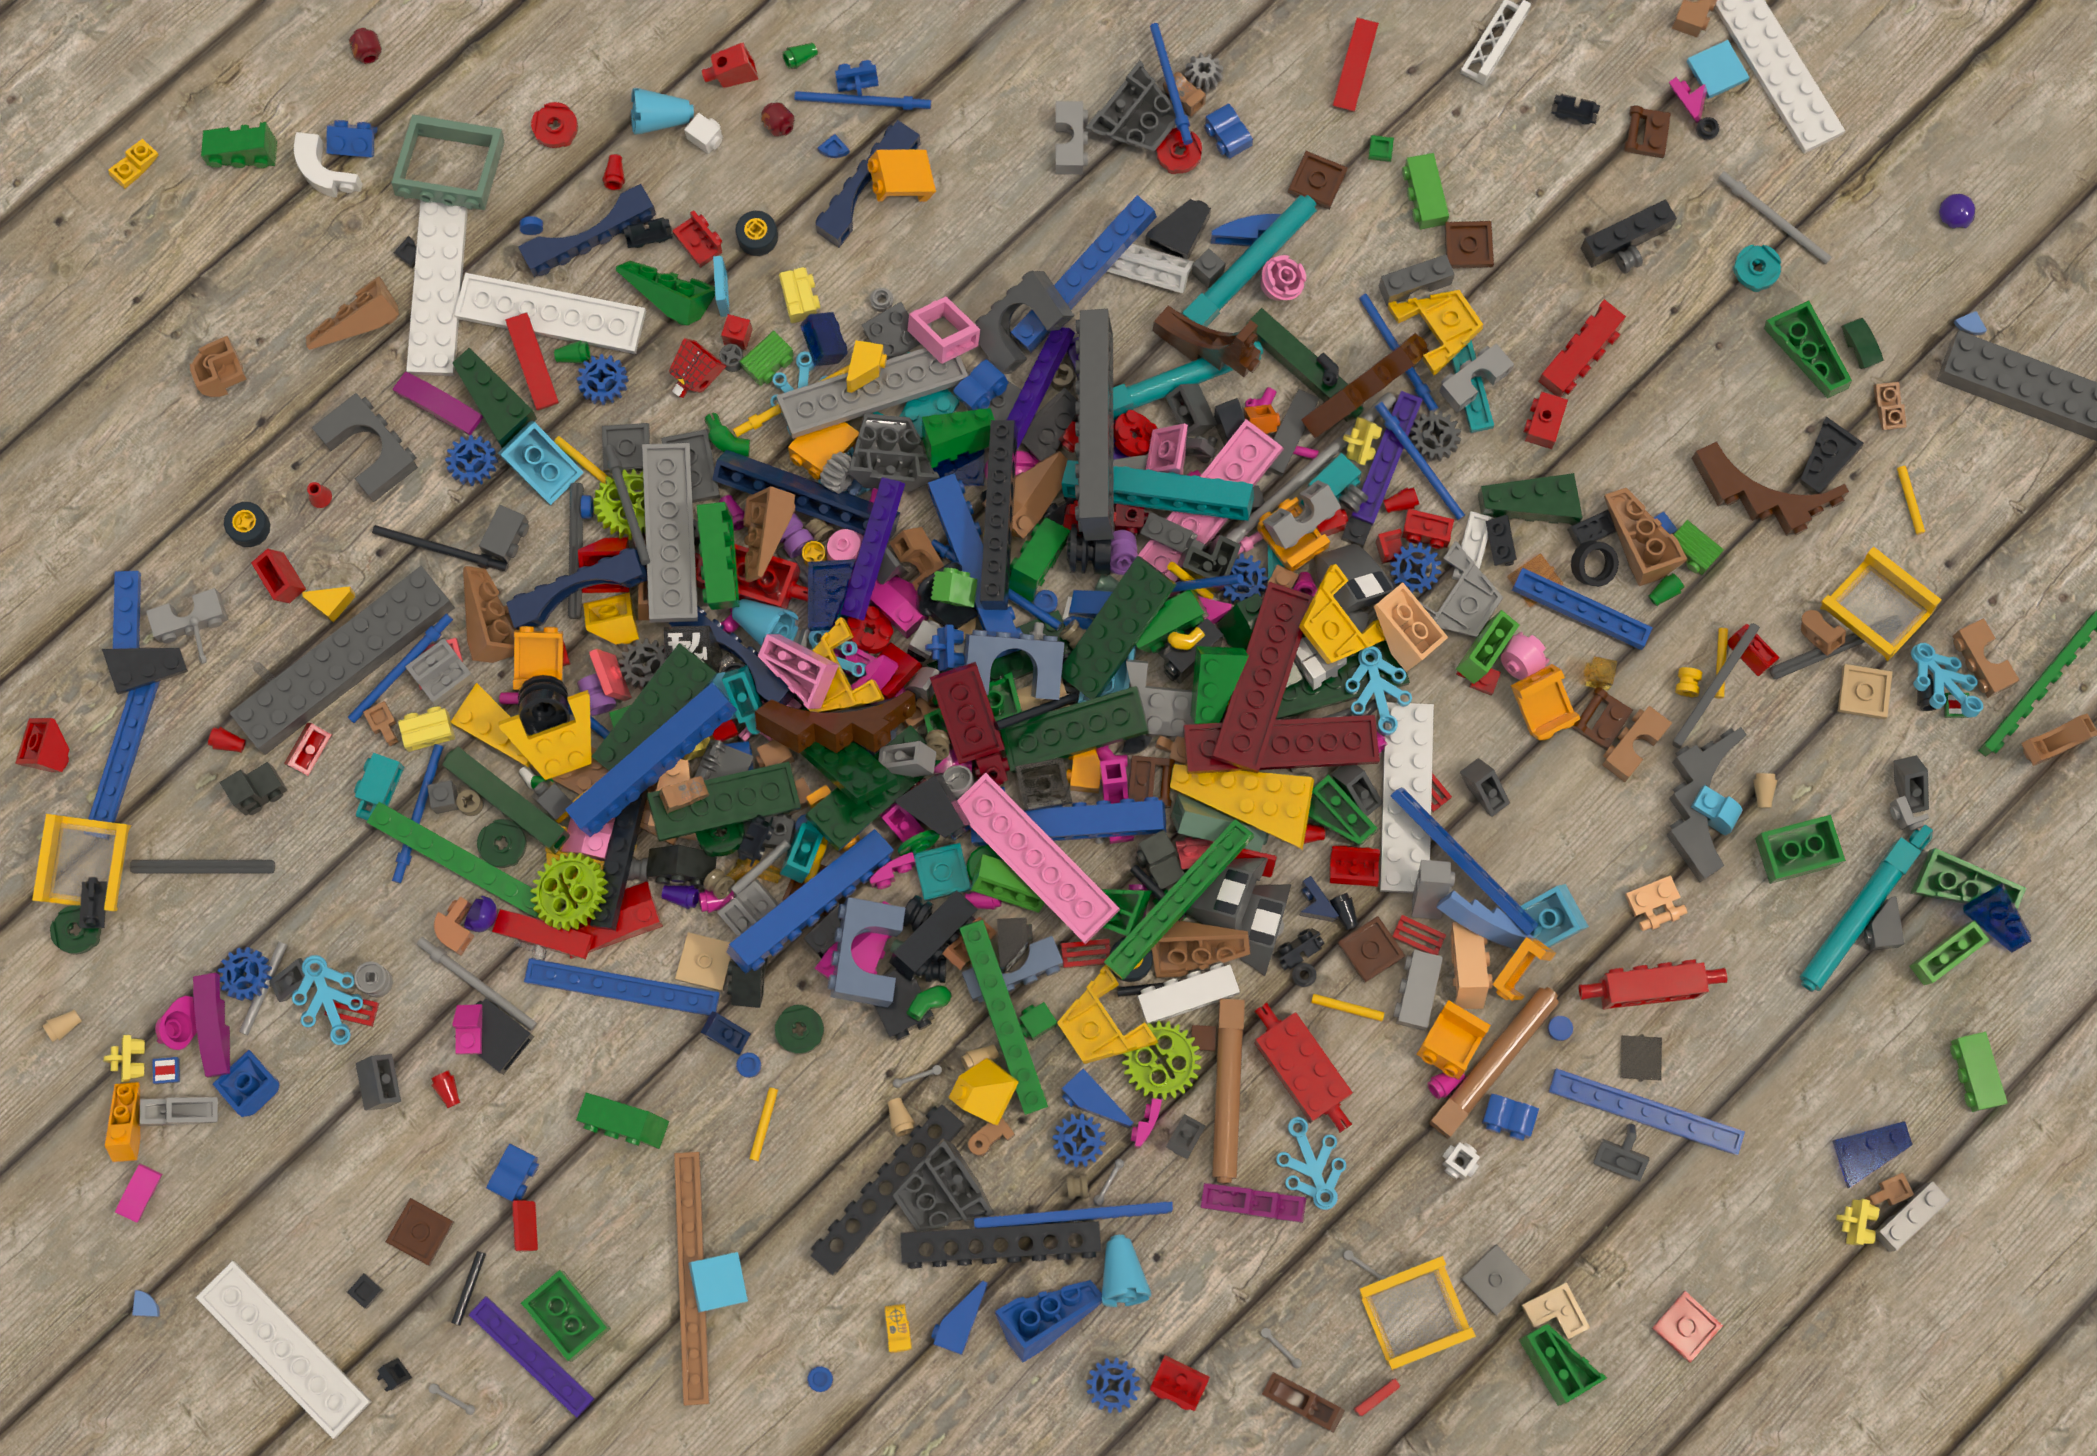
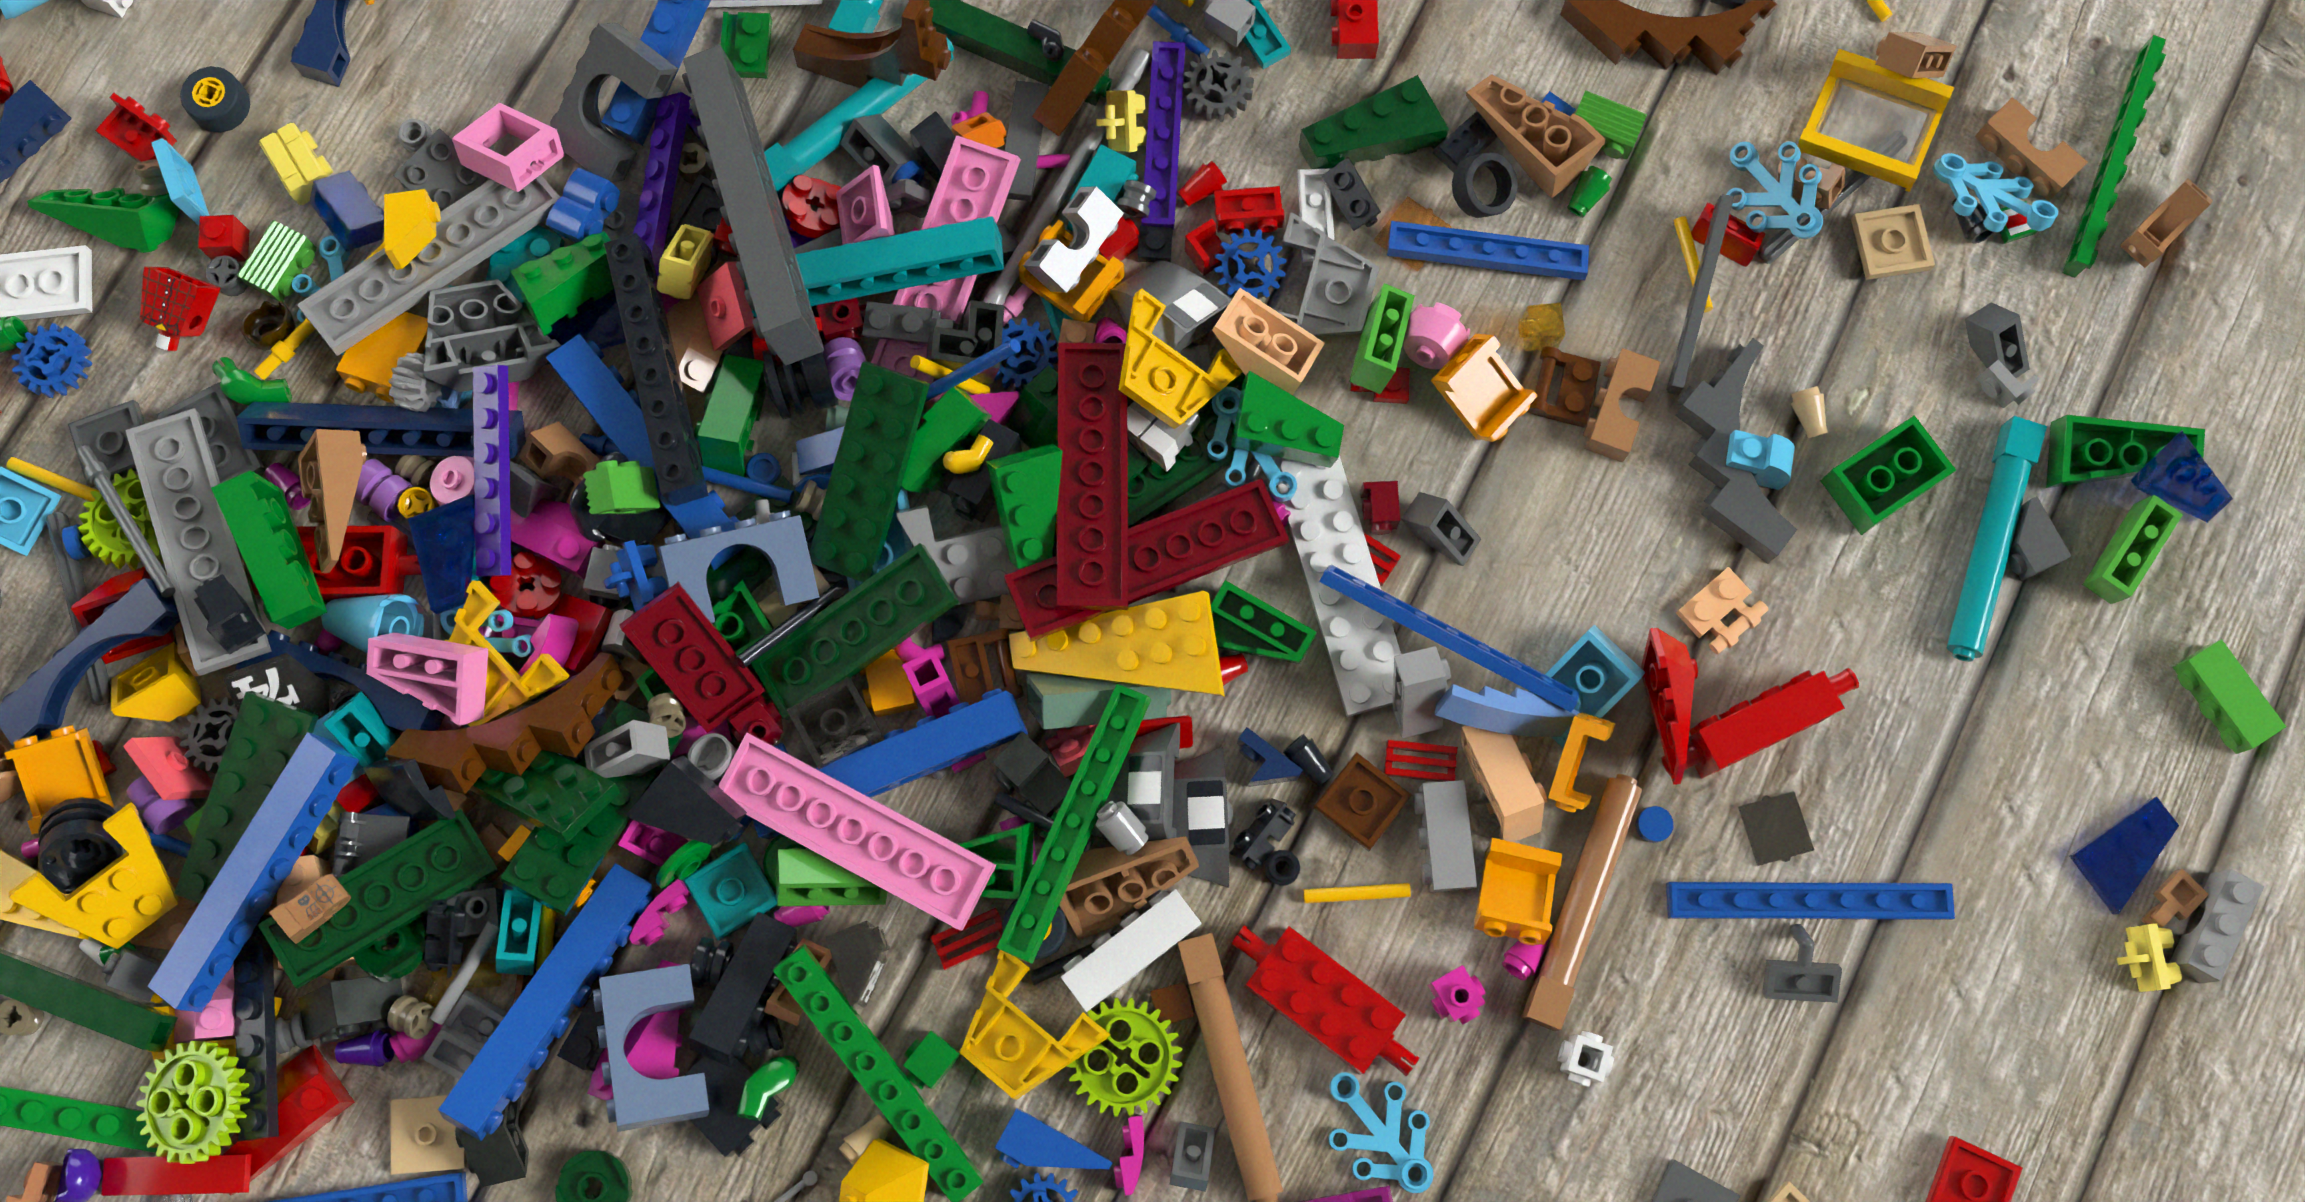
camera: 20 degrees left, 0 degrees up
(495, 832) = (70, 1080): dark green plate -> none
(658, 231) = (52, 152): black hinge -> none
(683, 589) = (227, 614): none -> black window
(703, 275) = (151, 178): none -> dark tan wheel
(749, 400) = (267, 325): none -> dark brown hair
(760, 739) = (406, 790): none -> black slope
(1038, 447) = (685, 262): none -> light yellow brick
(1042, 959) = (910, 967): sand blue arch -> none
(1057, 486) = (725, 306): none -> coral plate
(1123, 303) = (747, 42): none -> green plate
(1207, 431) = (910, 170): none -> blue tile
(1208, 912) = (1121, 827): none -> light grey brick
(1354, 866) = (1301, 694): red bracket -> none
(1358, 787) = (1270, 583): dark grey slope -> none
(1390, 1084) = (1445, 1002): none -> dark pink brick
(1392, 423) = (1156, 86): blue bar -> none
(1401, 685) = (1283, 425): none -> green wedge
(1450, 759) = (1381, 506): none -> dark red brick
(1509, 1116) = (1630, 971): blue brick -> none
(1601, 940) = (1670, 688): none -> red wedge
(1688, 682) = (1661, 302): yellow wheel -> none
(1795, 633) = (1779, 192): none -> medium azure plant
(1921, 838) = (2036, 409): teal plate -> none
(1923, 568) = (1914, 54): none -> medium nougat brick

